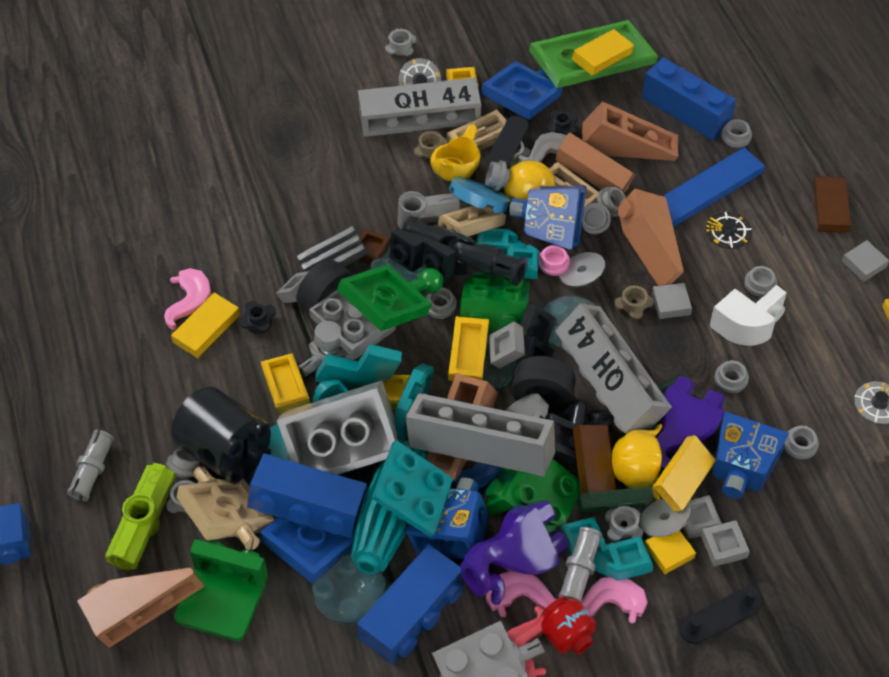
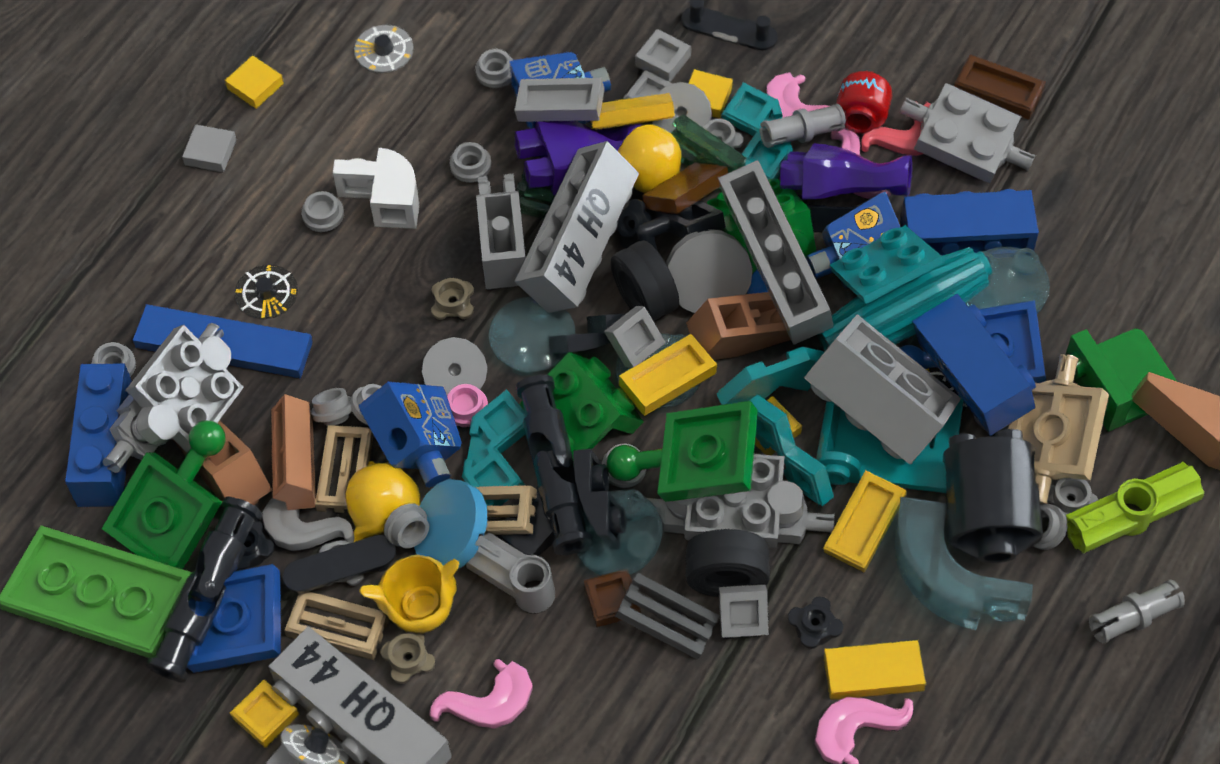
camera: 130 degrees left, 5 degrees up
(229, 379) = (940, 580): none -> clear light blue arch
(365, 165) = (499, 708): none -> bright pink piece
(535, 68) = (215, 563): none -> black piece
(602, 52) = (100, 564): yellow tile -> none
(620, 92) = (162, 507): none -> green plate
(651, 233) = (353, 330): nougat slope -> none
(658, 343) = (500, 233): none -> light grey hinge
(671, 300) = (418, 271): light grey tile -> none
(674, 124) = (172, 393): none -> light grey piece
(722, 425) = (559, 99): none -> light grey tile
(831, 204) = (149, 219): reddish brown tile -> none

